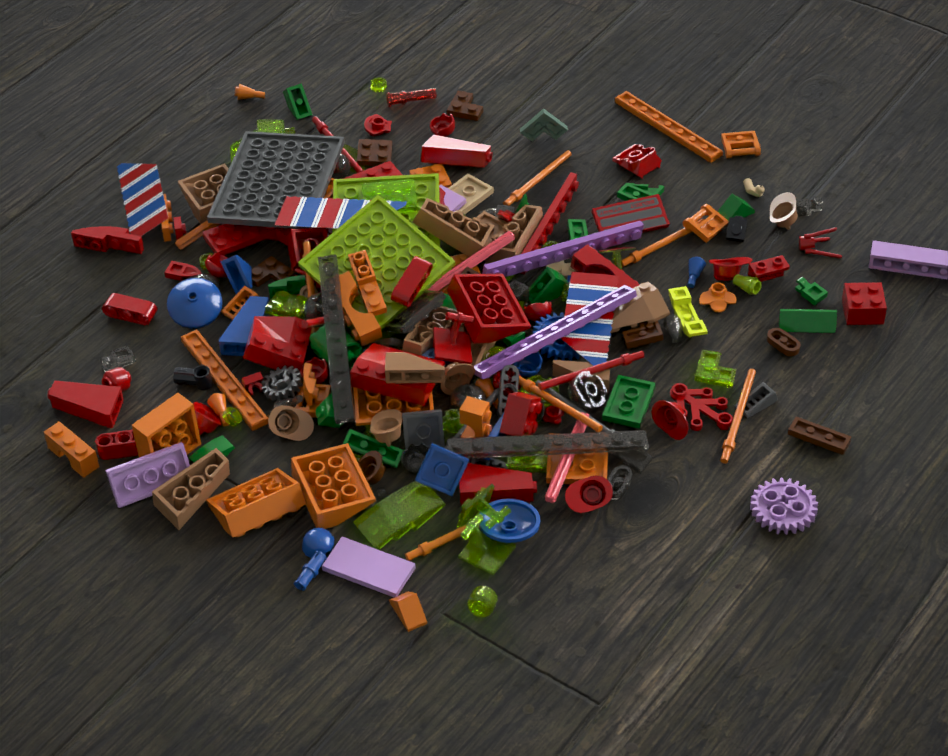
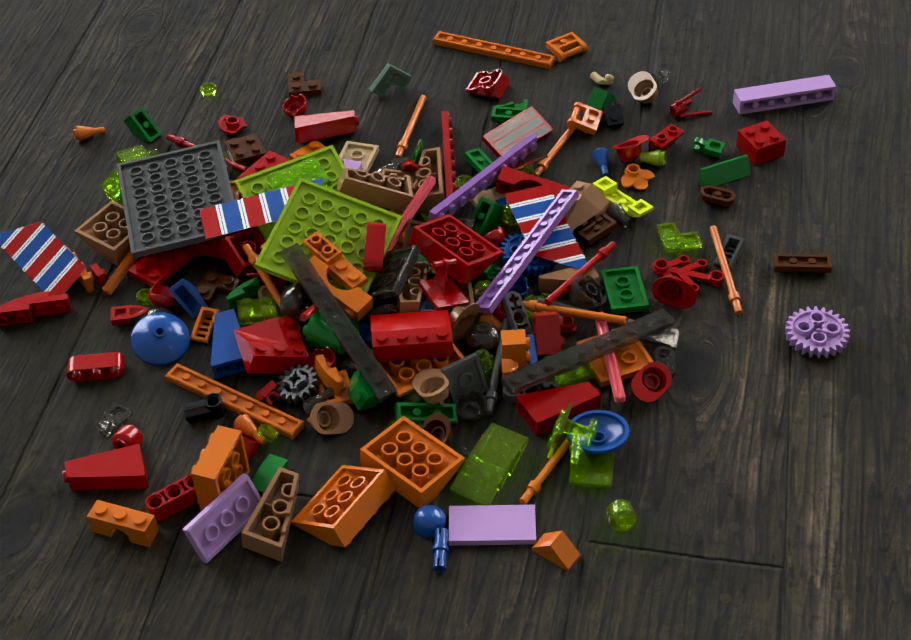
camera: 25 degrees left, 0 degrees up
(403, 97) = (241, 93): clear red pin -> none
(407, 368) = (432, 324): medium nougat slope -> none
(442, 469) = (511, 407): blue plate -> none

